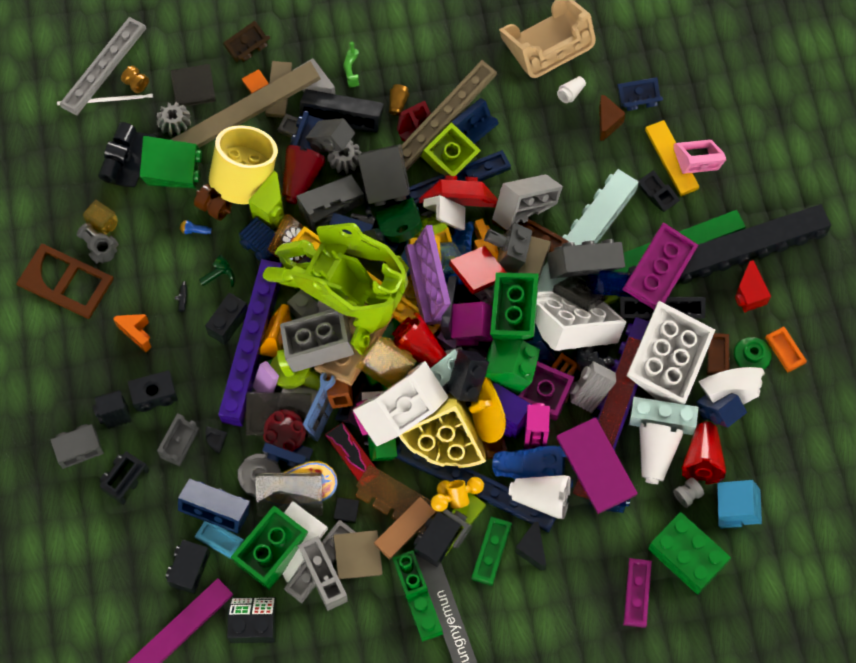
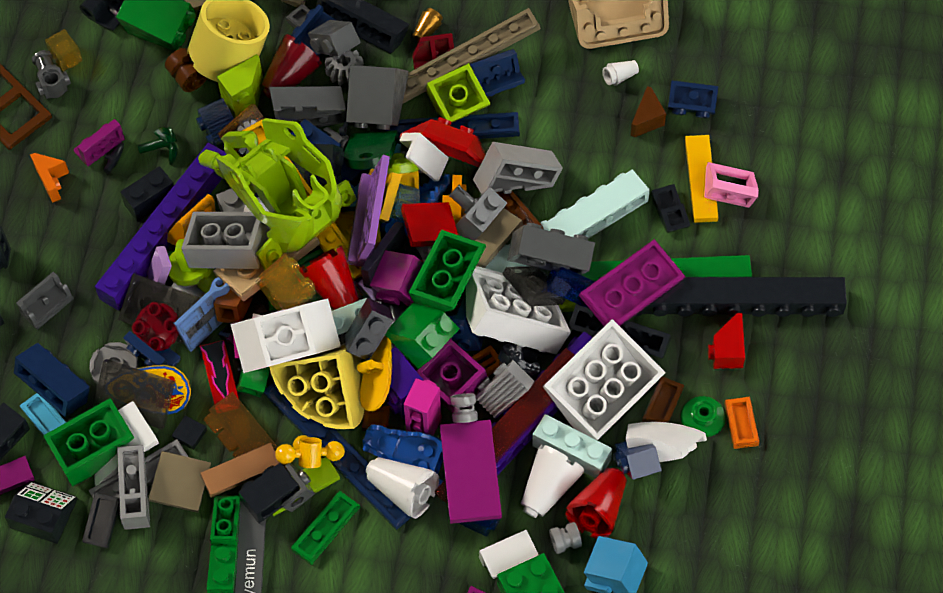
camera: 20 degrees right, 5 degrees down
(141, 388) = (30, 235): black brick -> none
(166, 288) = (100, 142): none -> magenta bracket
(188, 227) = (149, 88): blue piece -> none
(215, 438) = (85, 313): black tile -> none
(306, 610) = (101, 520): none -> black tile
(531, 547) = (368, 536): black slope -> none
(570, 414) = (464, 408): none -> light grey wheel
(651, 522) = (508, 553): none -> white panel

